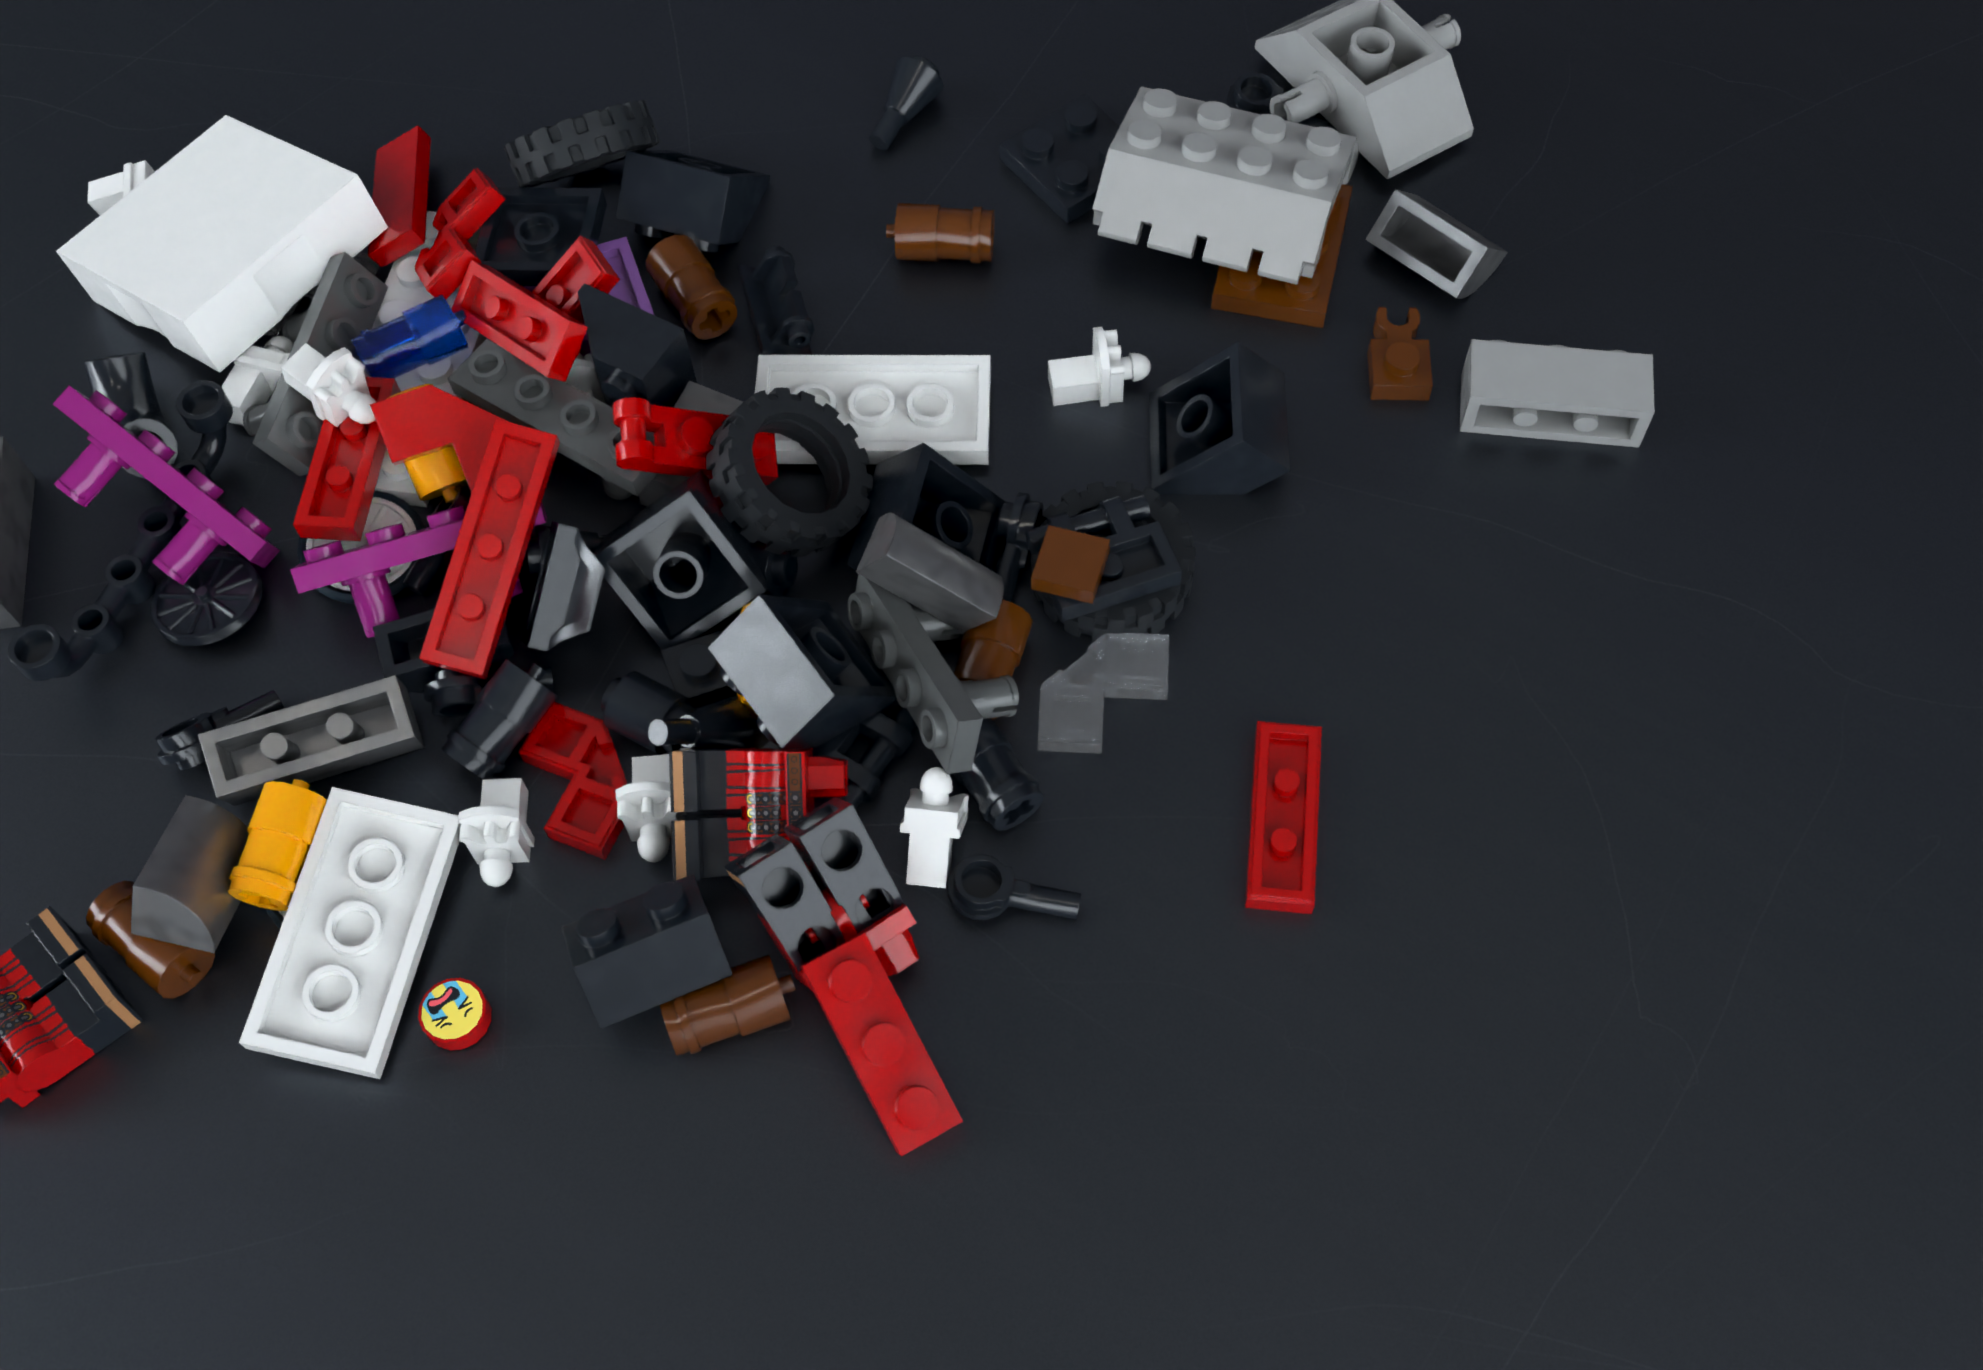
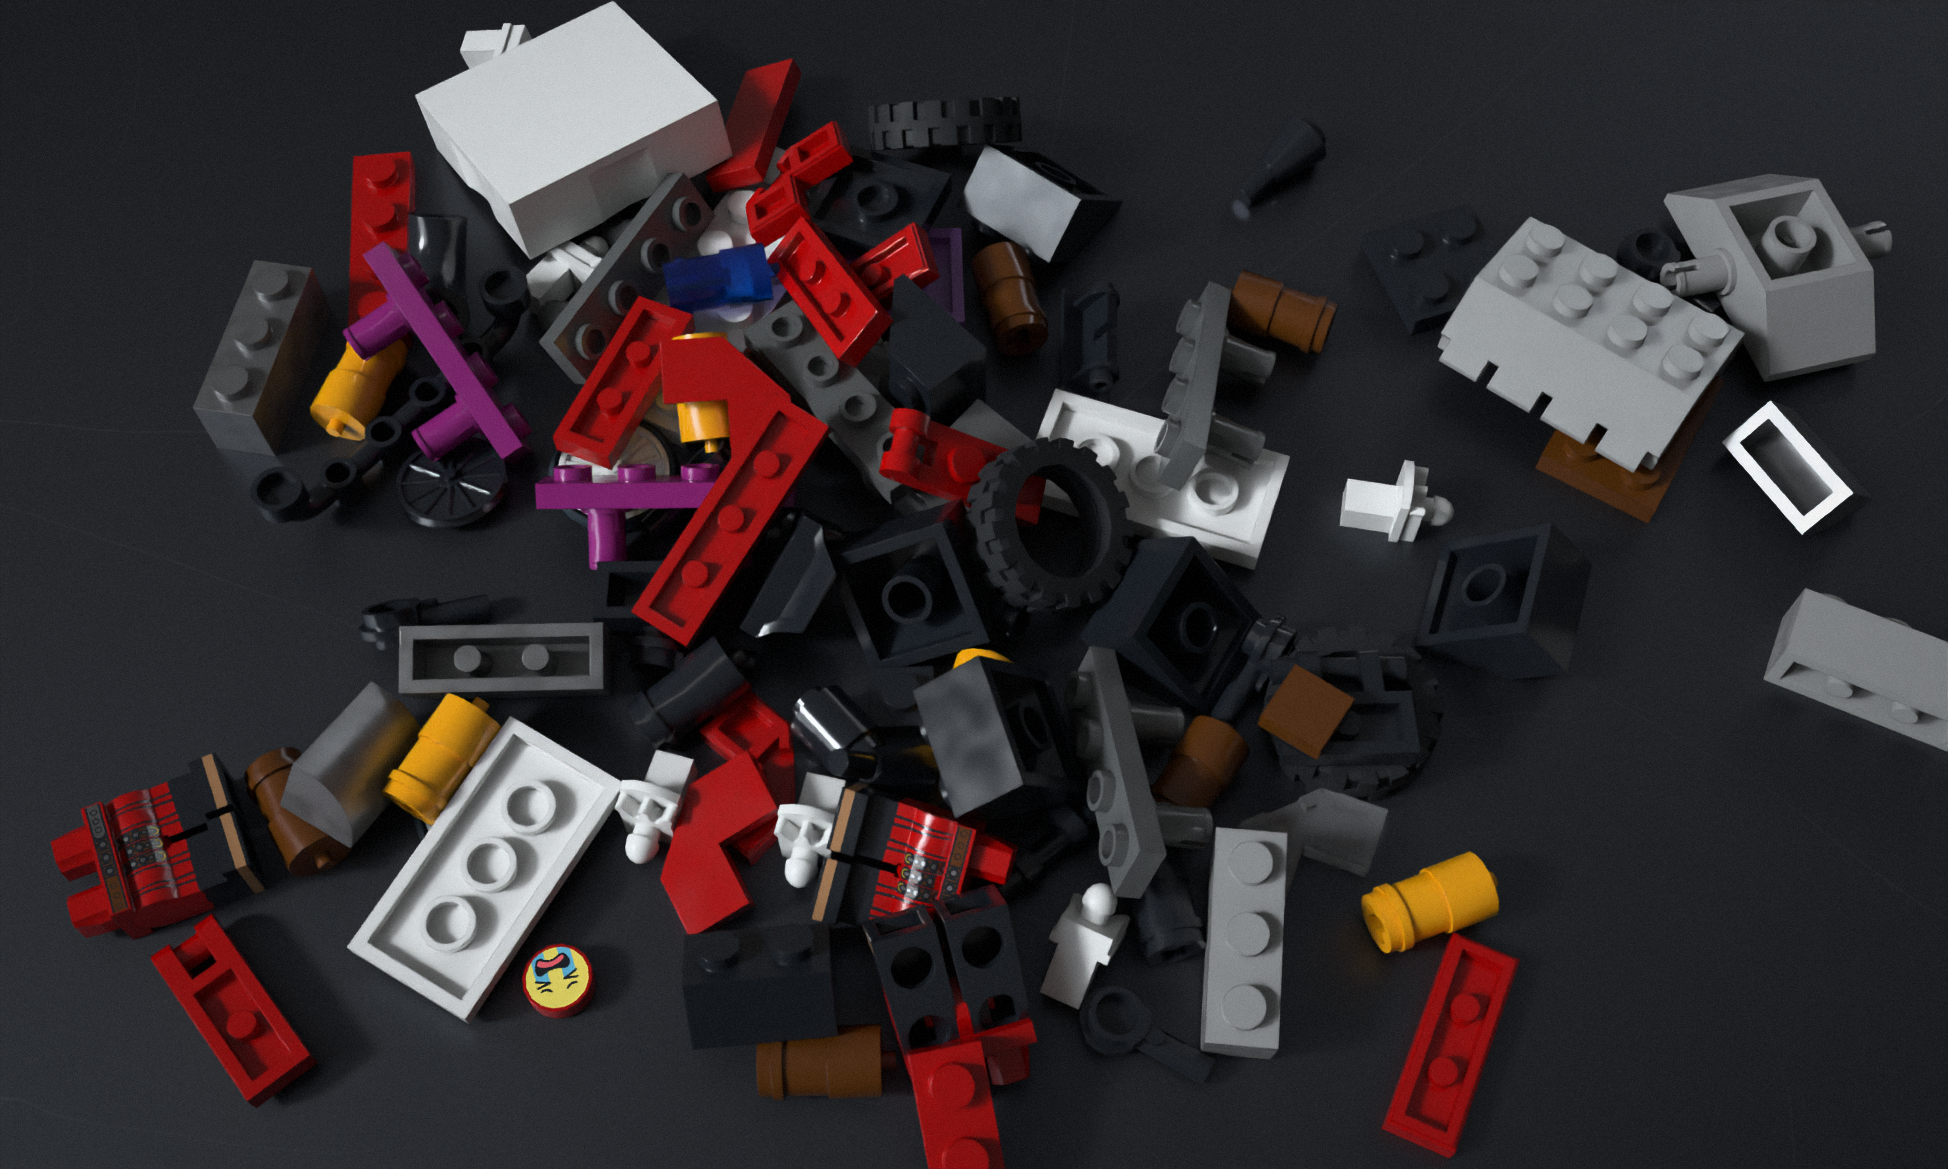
camera: 15 degrees right, 0 degrees up
(51, 362) = (380, 208): none -> red plate
(85, 540) = (357, 391): none -> light orange piece
(146, 1138) = (234, 1012): none -> red plate
(331, 383) = (631, 307): white piece -> none
(555, 819) = (698, 866): none -> red tile
(881, 294) = (1189, 399): none -> dark grey plate
(931, 574) = (1160, 679): flat silver brick -> none
(1076, 783) = (1244, 943): none -> light grey brick
(1231, 700) = (1430, 903): none -> light orange piece
(1397, 361) = (1717, 585): reddish brown plate -> none

